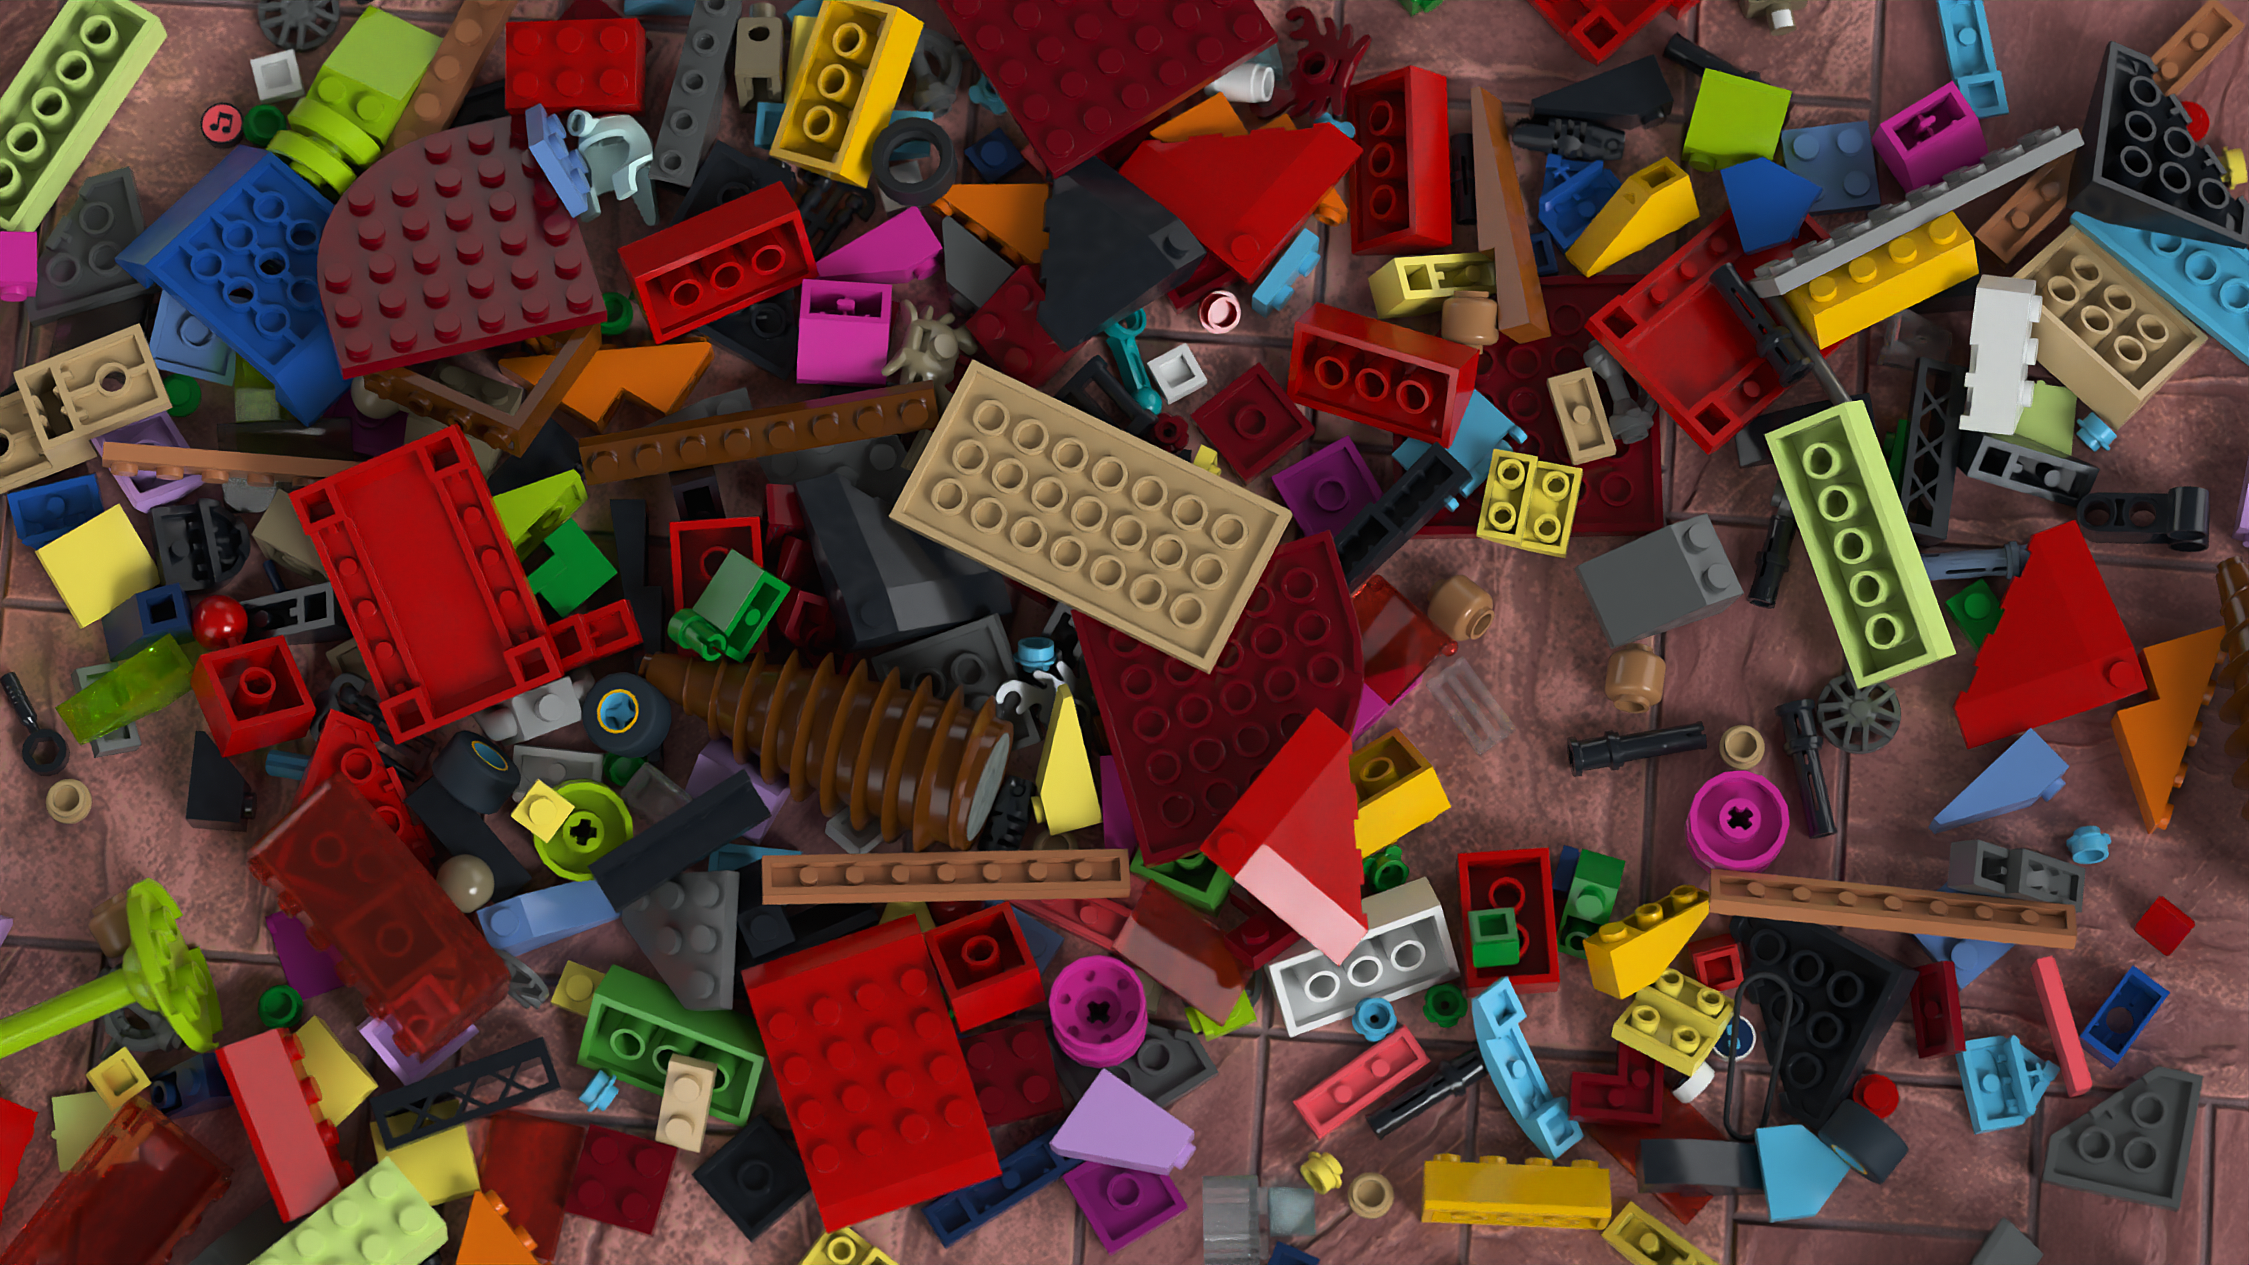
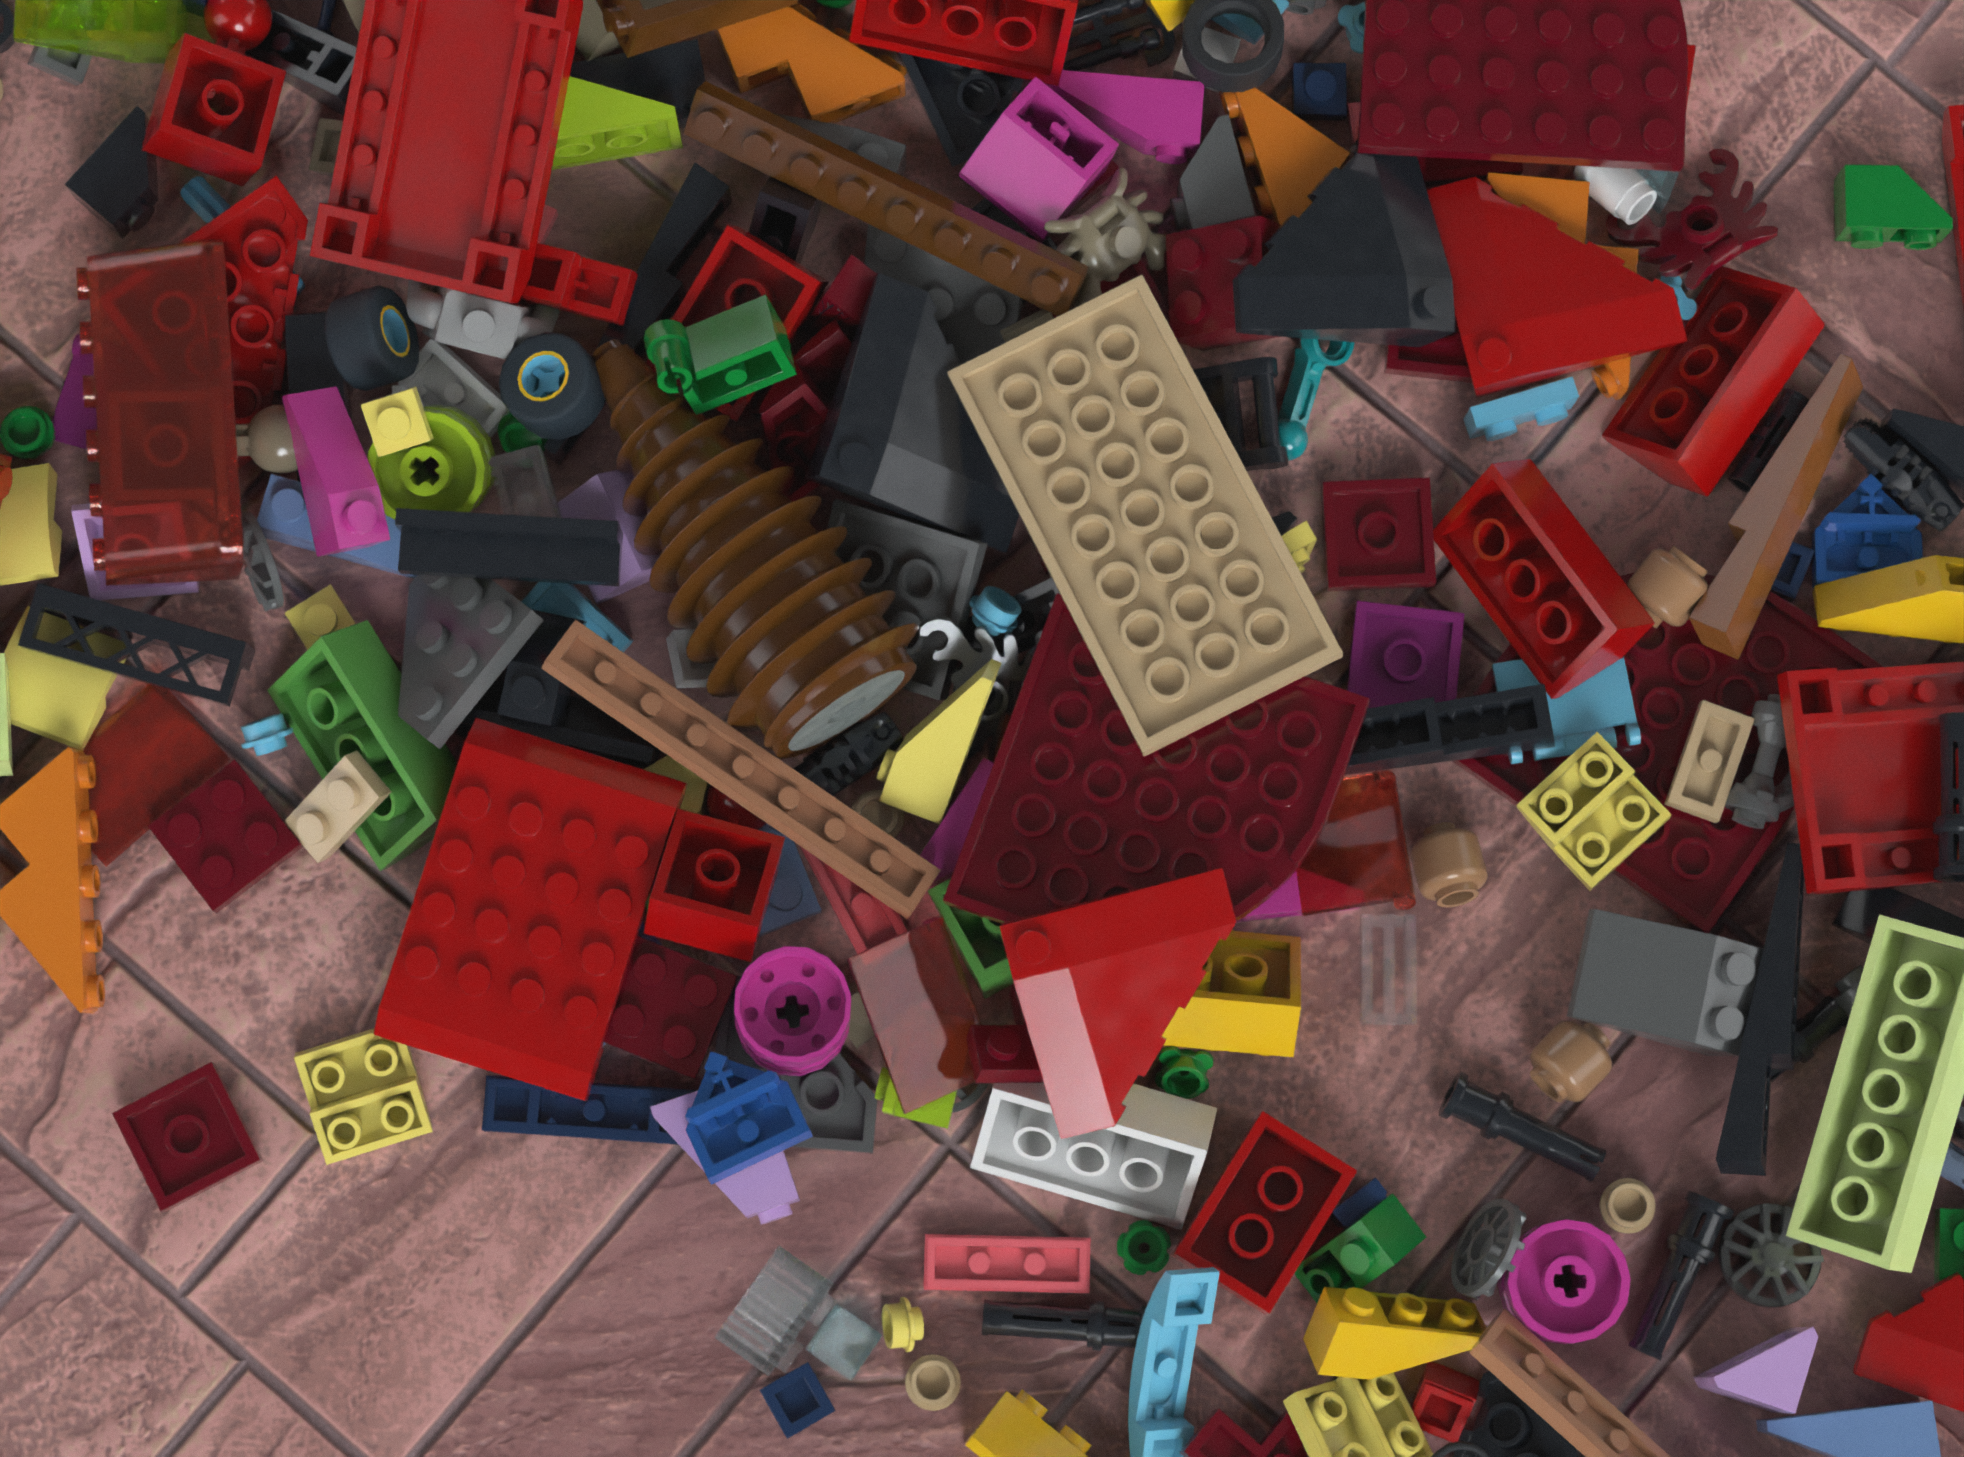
camera: 30 degrees right, 5 degrees up
(351, 695) = (287, 169): black piece -> none
(523, 878) = (334, 474): none -> dark pink slope
(571, 573) = (604, 207): green plate -> none
(755, 1178) = (350, 926): black tile -> none
(1117, 1104) = (741, 1117): none -> blue slope
(1123, 1202) = (685, 1213): magenta plate -> none
(1177, 373) = (1340, 431): white plate -> none
(1179, 437) = (1292, 498): dark red plate -> none
(1219, 311) = (1427, 399): plate -> none
(1380, 1008) = (1078, 1204): medium azure plate -> none
(1424, 282) = (1653, 517): light yellow slope -> none
(1493, 937) = (1236, 1221): green slope -> none
(1672, 837) = (1487, 1249): none -> dark grey wheel
(1749, 563) = (1769, 1030): none -> black slope
(1914, 790) = (1766, 1374): none -> lavender slope

